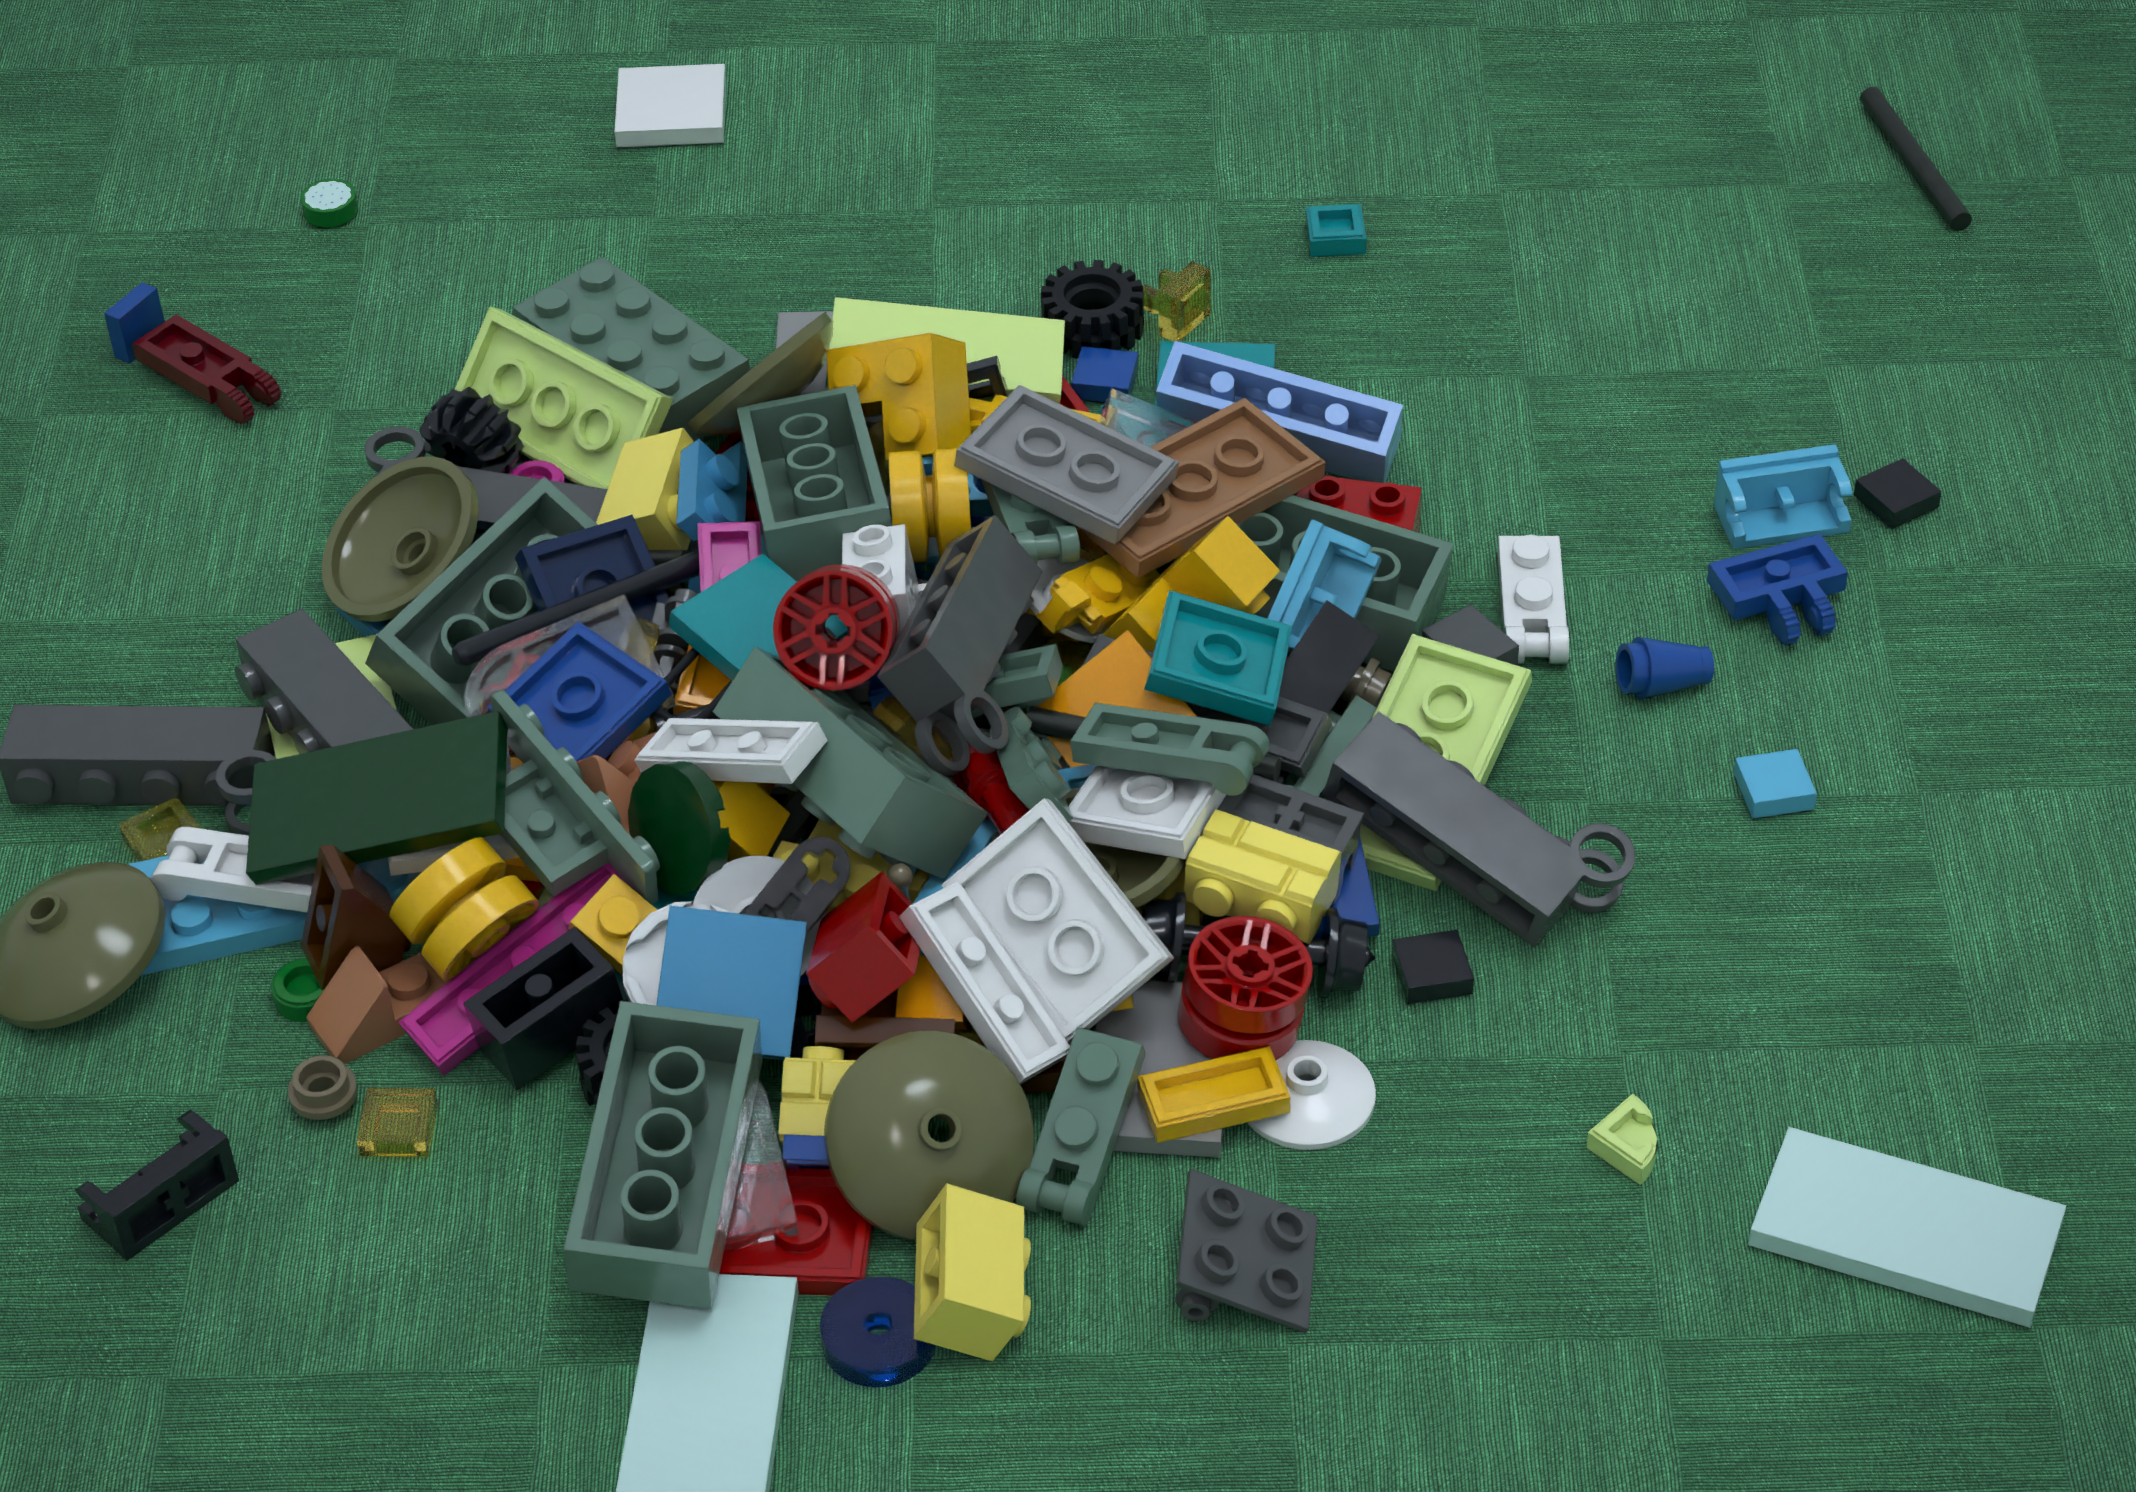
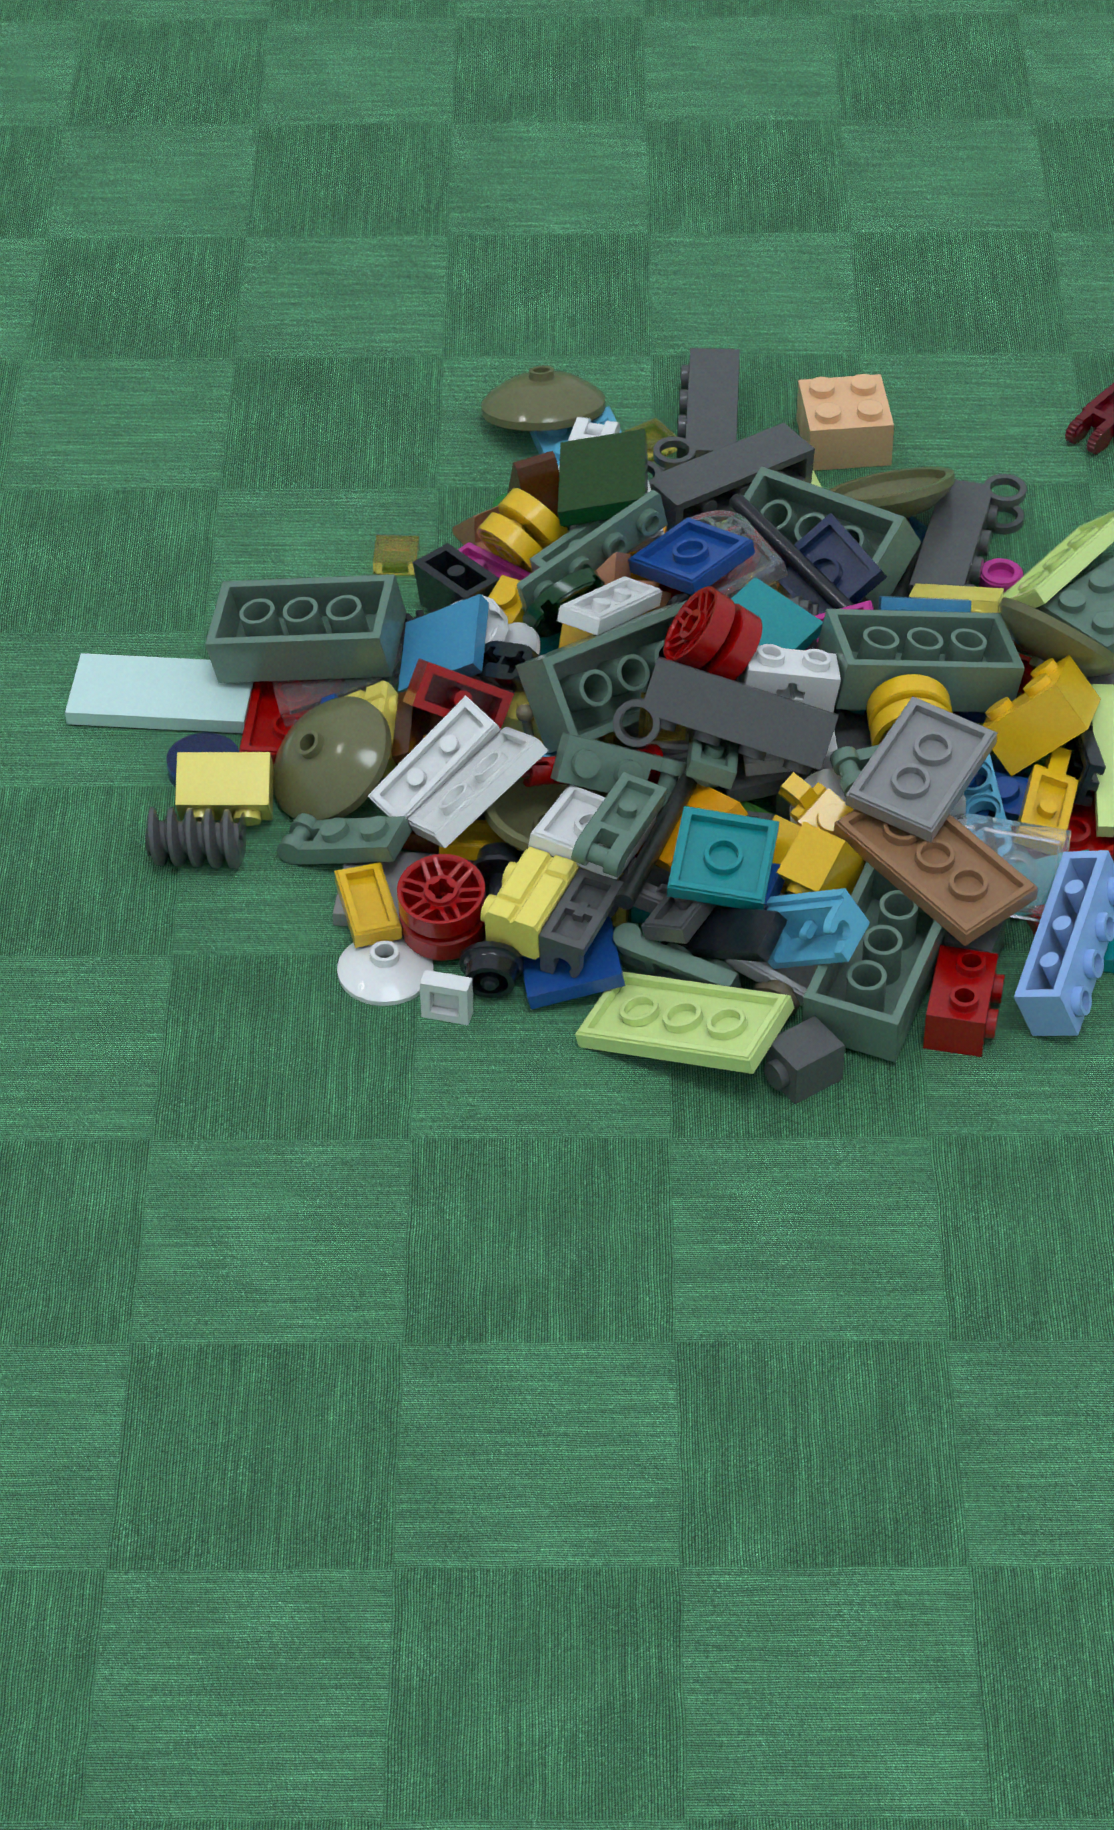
camera: 90 degrees right, 0 degrees up
(162, 1190) = (346, 464): black hinge -> none
(187, 610) = (846, 421): none -> light nougat brick
(322, 1088) = (423, 519): dark tan plate -> none
(472, 432) = (1023, 526): black gear -> none
(1075, 1308) = (195, 839): none -> dark grey piece
(1244, 1254) = (235, 921): dark grey hinge -> none
(1384, 1003) = (446, 997): none -> white plate
(1432, 966) = (493, 1033): black tile -> none
(1470, 834) = (590, 1030): dark grey hinge -> none
(1533, 596) = (888, 1112): white plate -> none
(1626, 1139) = (321, 1130): yellowish green tile -> none
(1660, 667) = (801, 1176): blue cone -> none
(1775, 783) = (676, 1243): medium azure tile -> none
(1778, 578) = (911, 1261): blue hinge -> none
(1782, 496) = (1013, 1274): medium azure hinge -> none
(1897, 493) = (1035, 1361): black tile -> none
(1908, 1226) = (221, 1274): light aqua tile -> none

